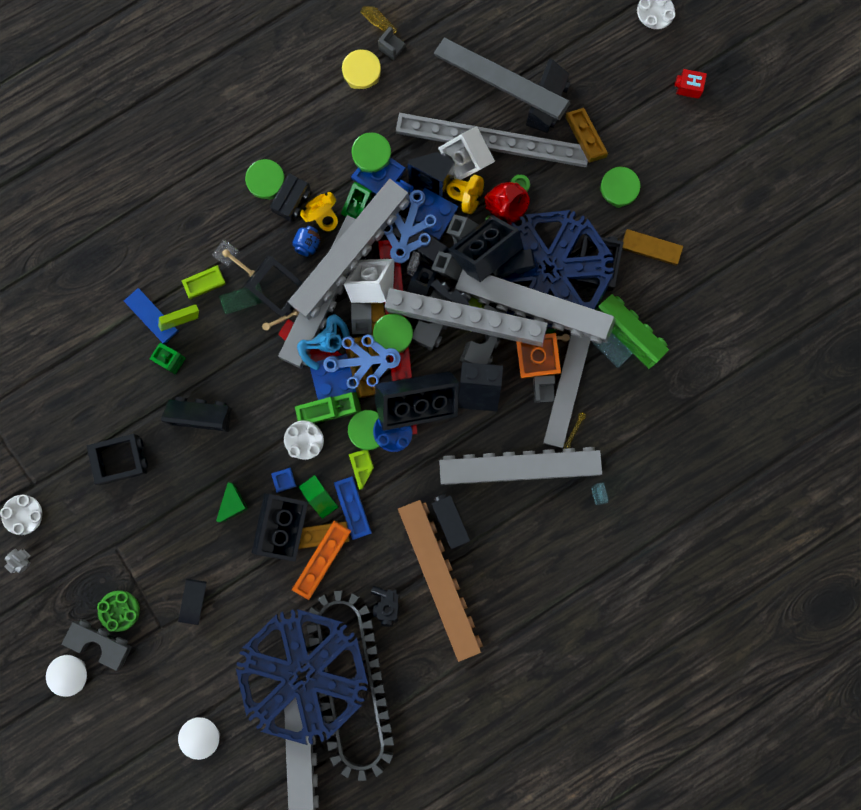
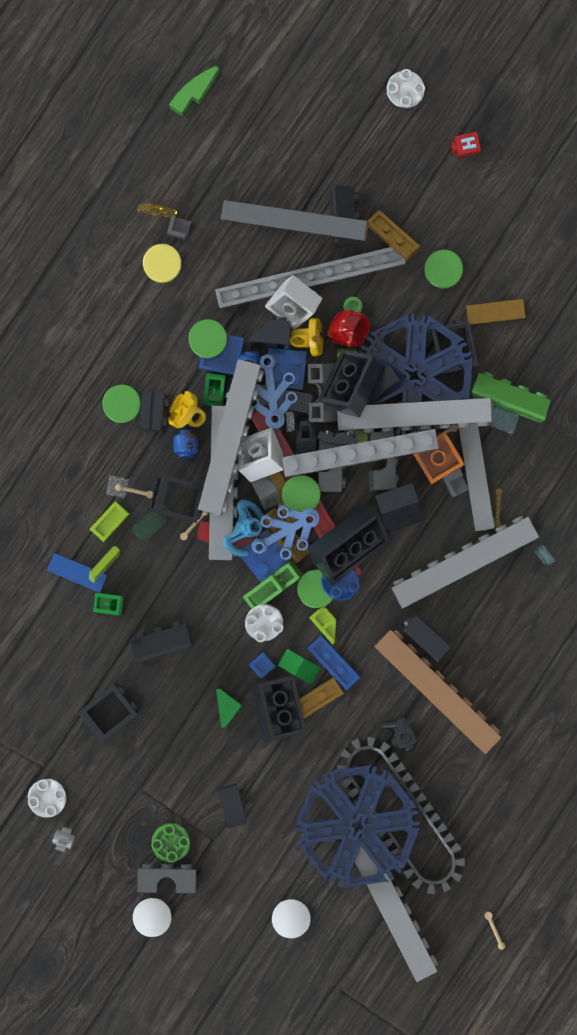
camera: 25 degrees left, 5 degrees up
(321, 560) = (327, 720): orange tile -> none

